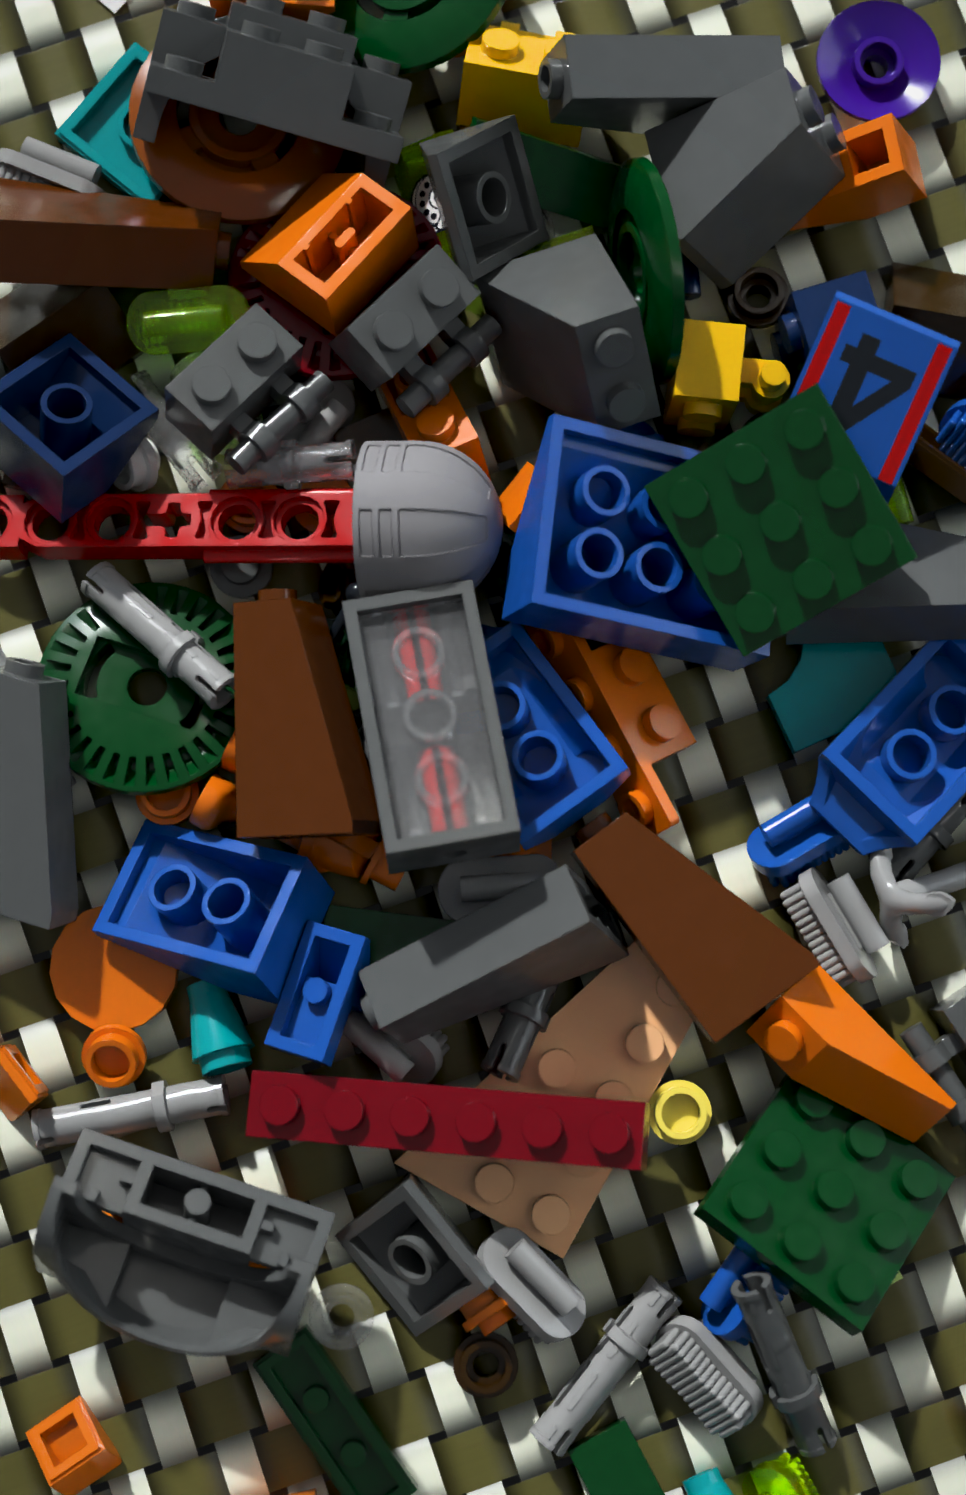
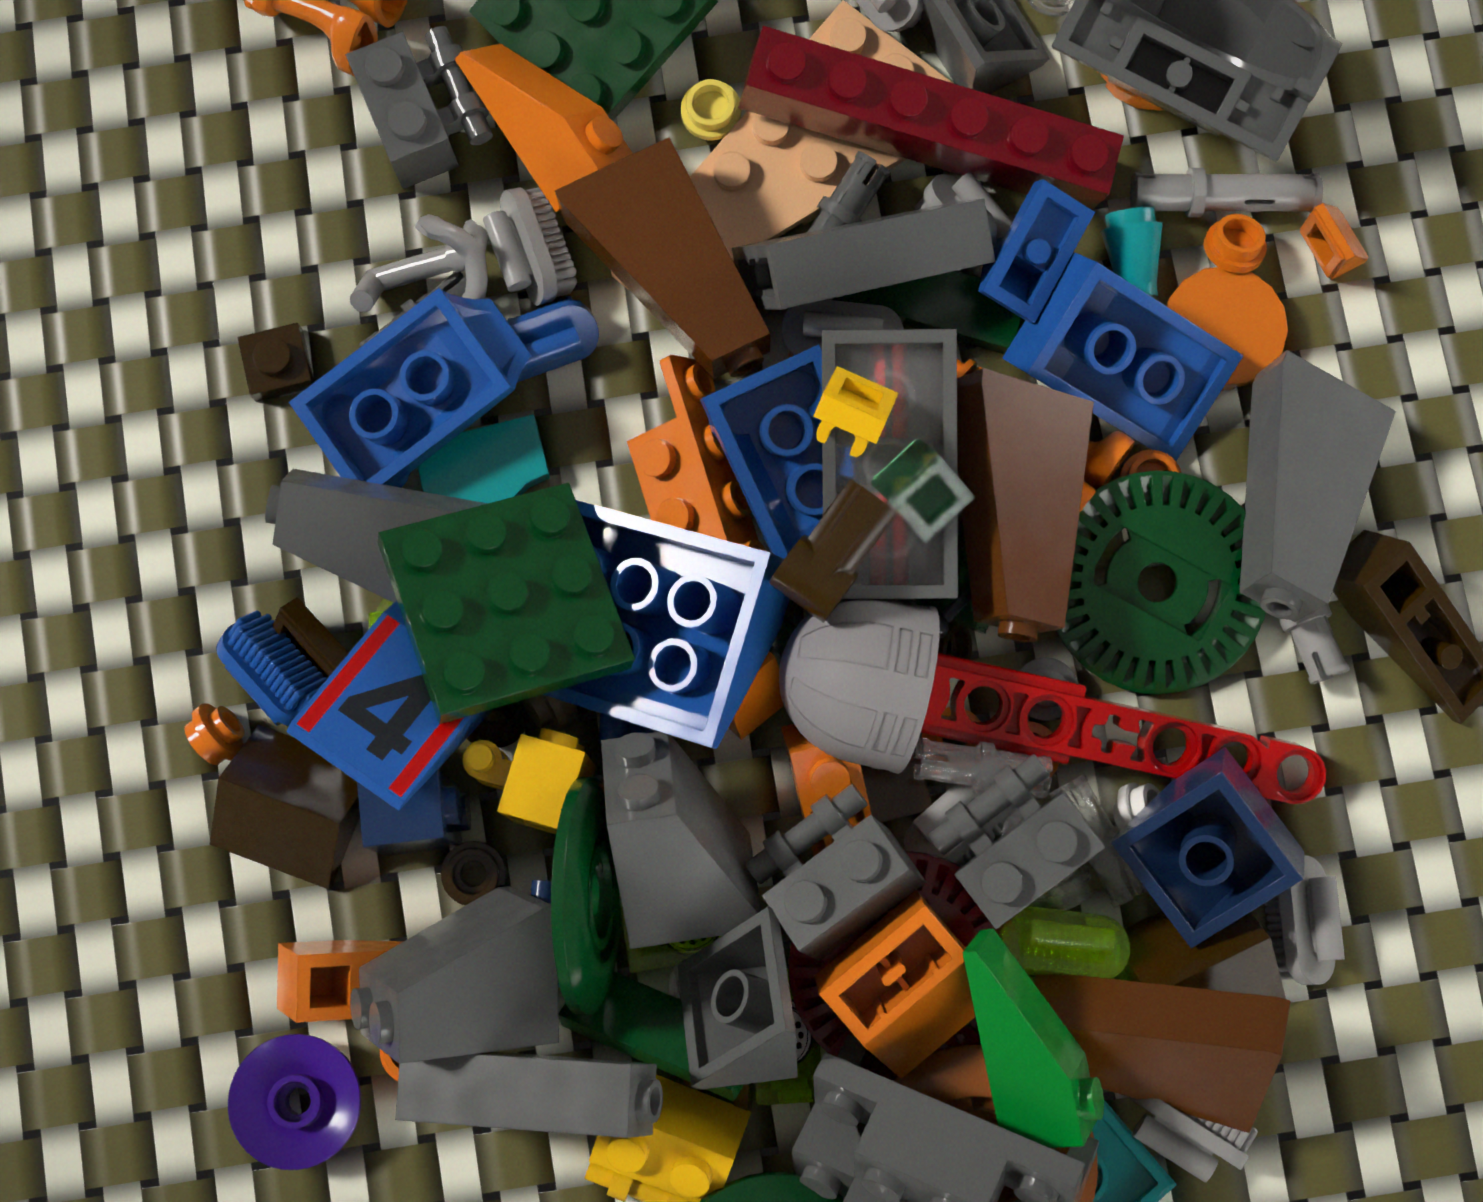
camera: 160 degrees left, 5 degrees down
(178, 651) = (1132, 612): light grey pin -> none
(209, 195) = (1030, 1056): none -> green slope
(395, 692) = (922, 489): none -> clear green slope
(473, 750) = (855, 407): none -> yellow tile
(475, 601) = (825, 563): none -> dark brown piece

